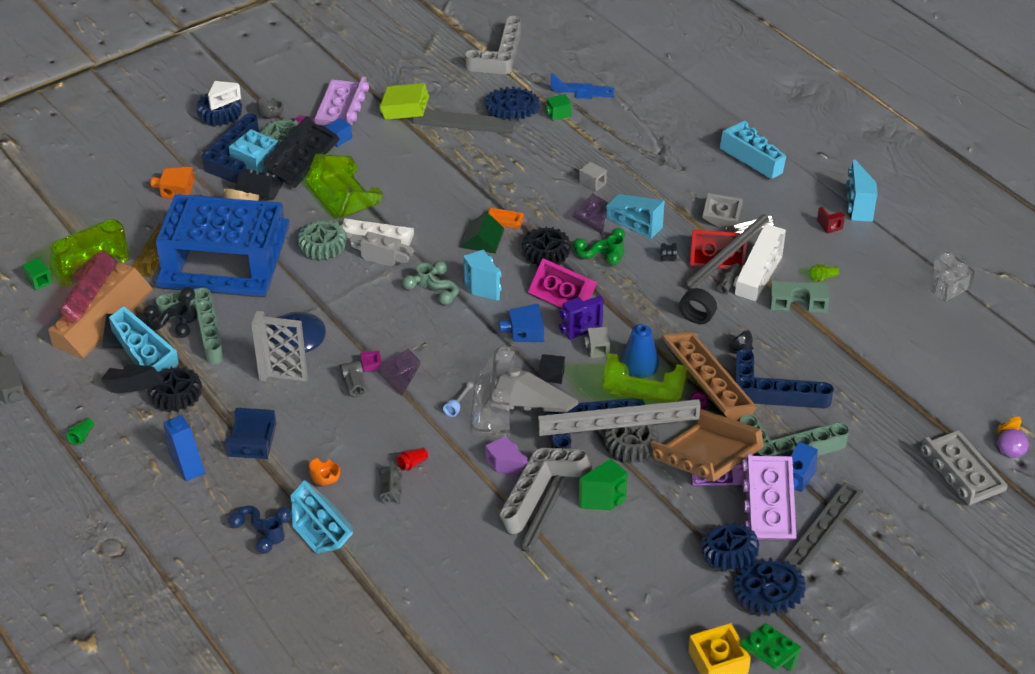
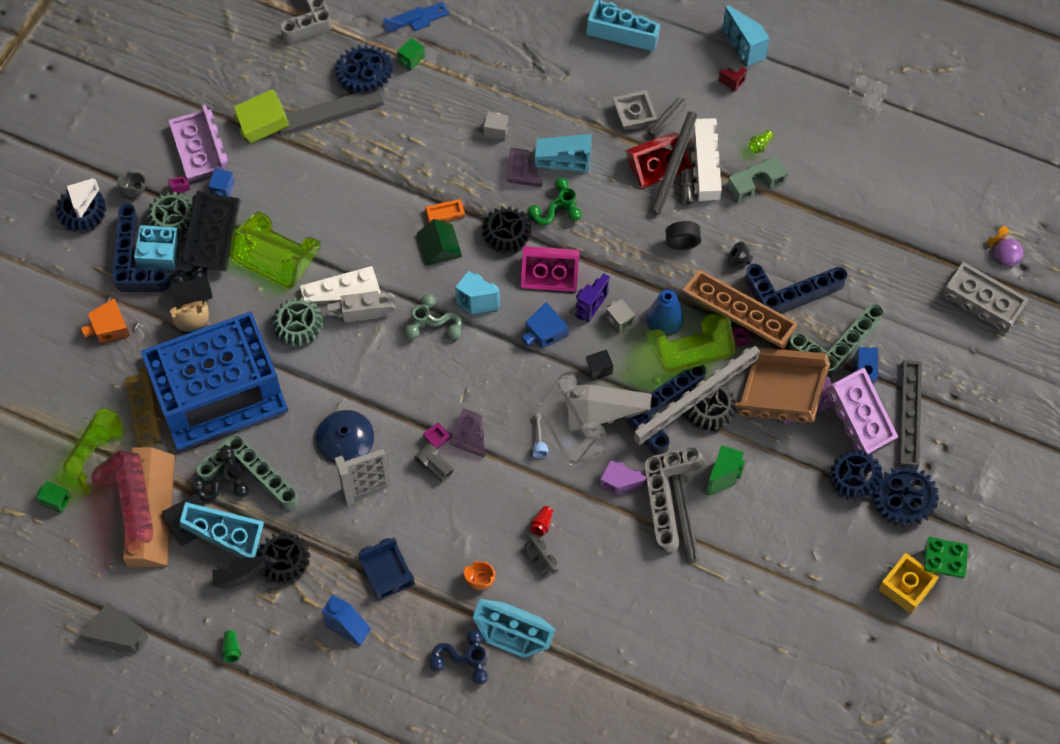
camera: 30 degrees left, 20 degrees up
(668, 252) = (617, 182): black wheel -> none

